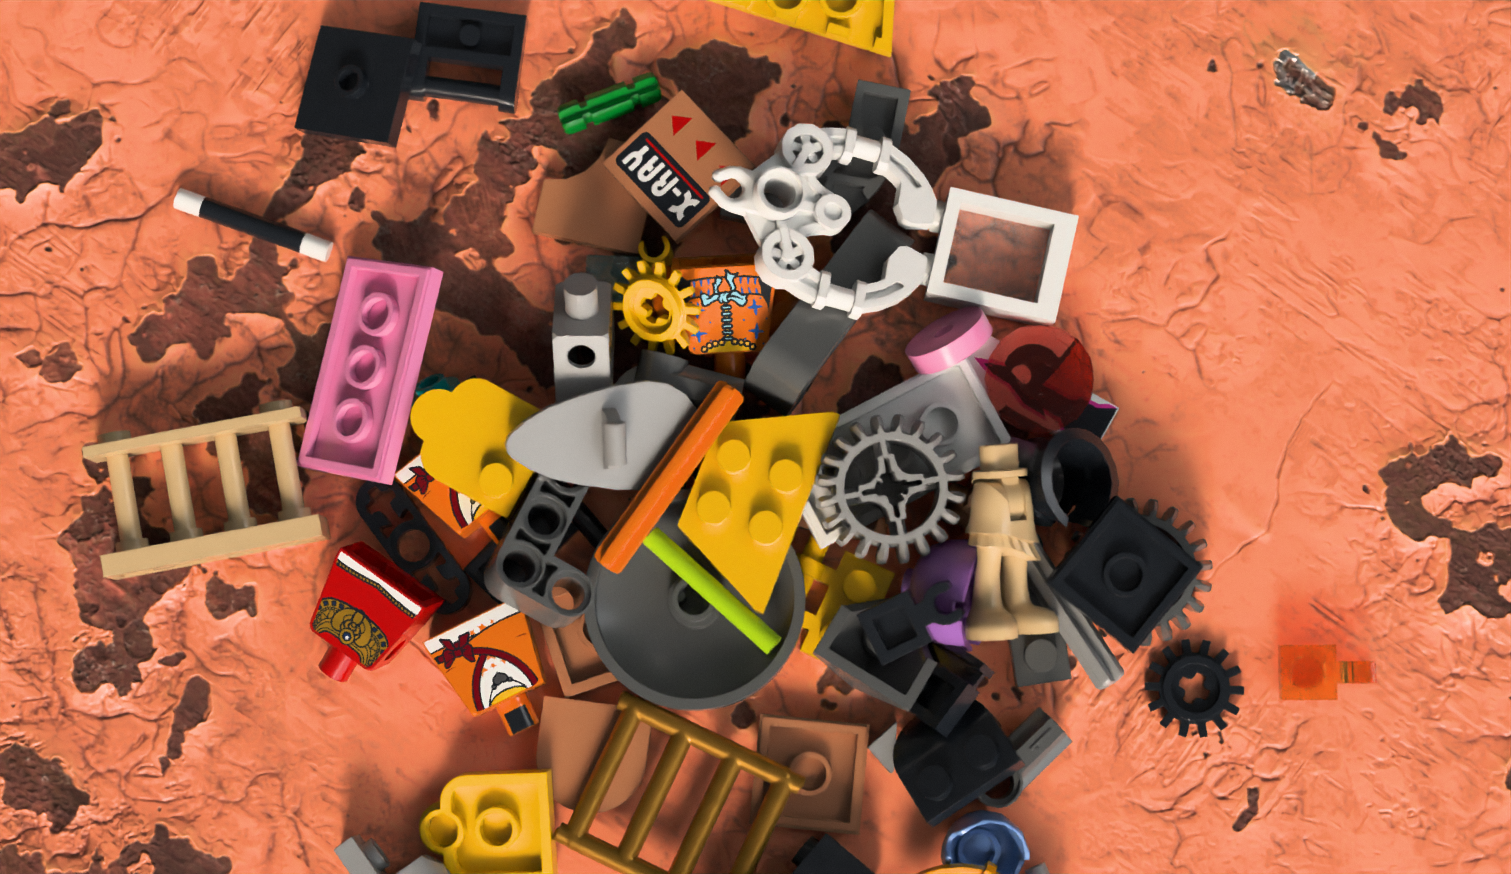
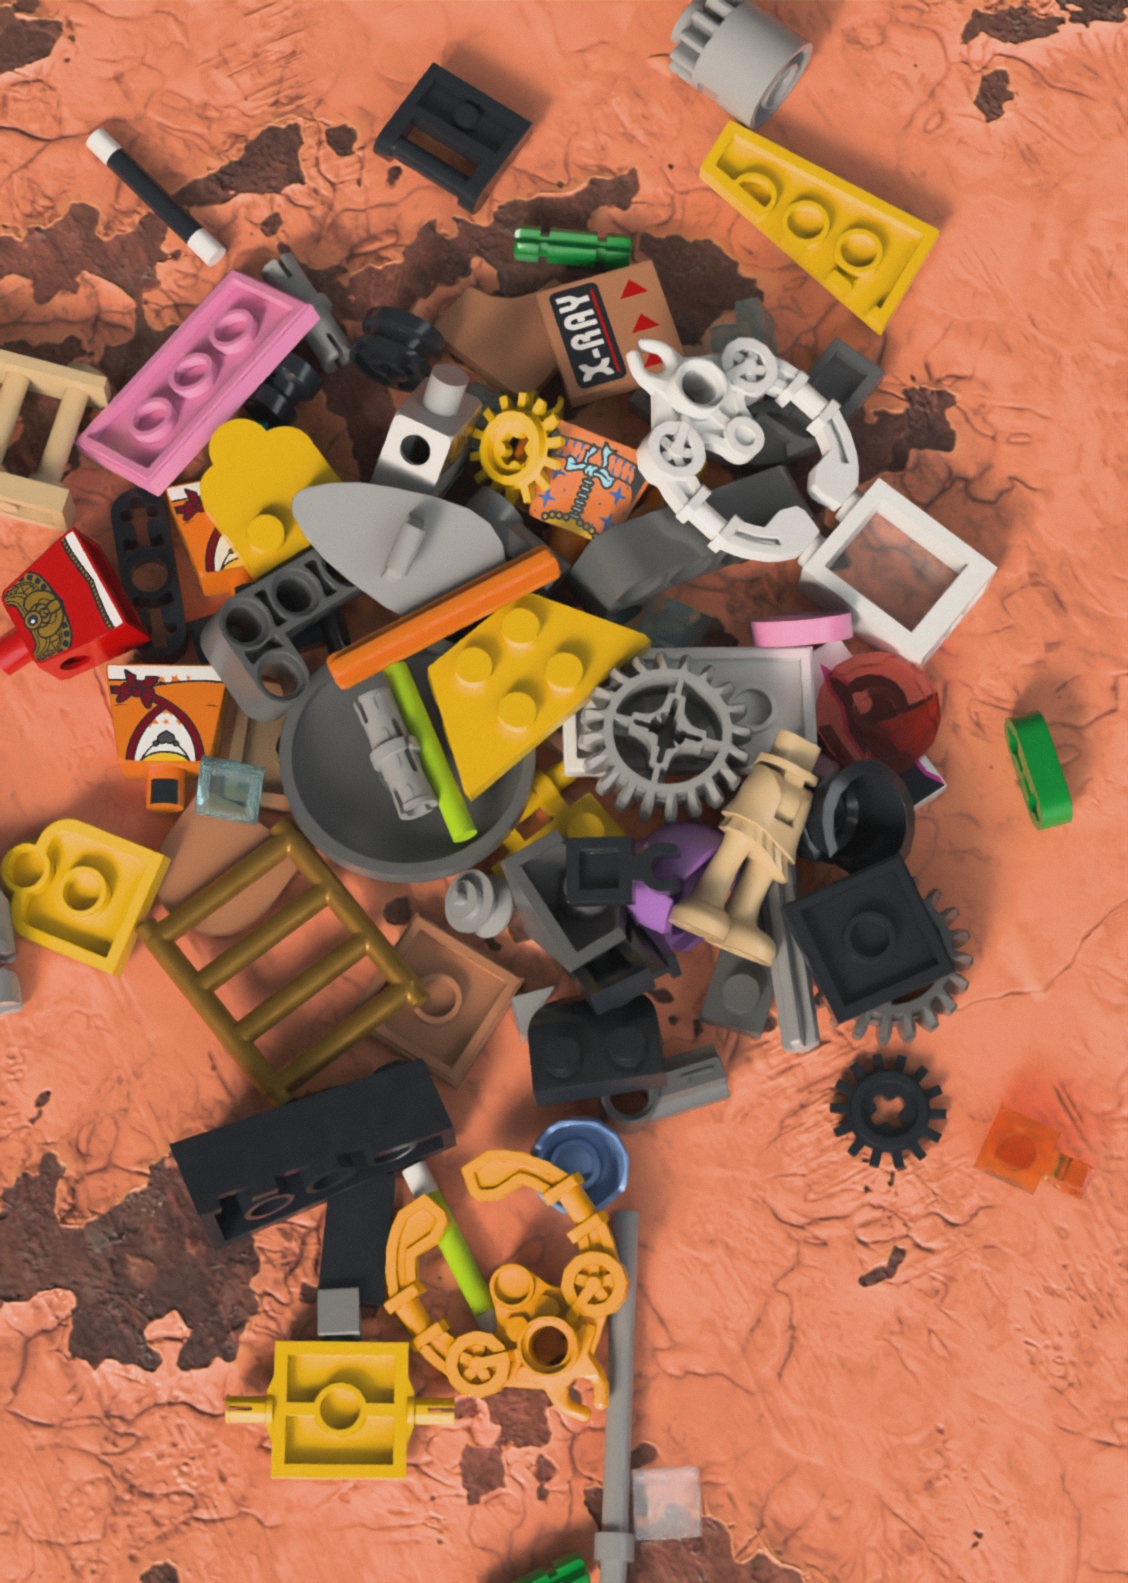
camera: 20 degrees right, 10 degrees down
(358, 86) = (330, 112): black plate -> none
(405, 248) = (326, 336): none -> light grey pin
(443, 343) = (283, 391): none -> black wheel
(516, 264) = (396, 348): none -> black wheel
(569, 692) = (229, 790): none -> clear light blue slope
(687, 606) = (395, 753): none -> light grey pin
(789, 110) = (752, 322): none -> clear light blue tile
(805, 685) = (479, 903): none -> light grey wheel
(843, 385) = (673, 623): none -> clear light blue tile
(1183, 361) = (1038, 770): none -> green beam

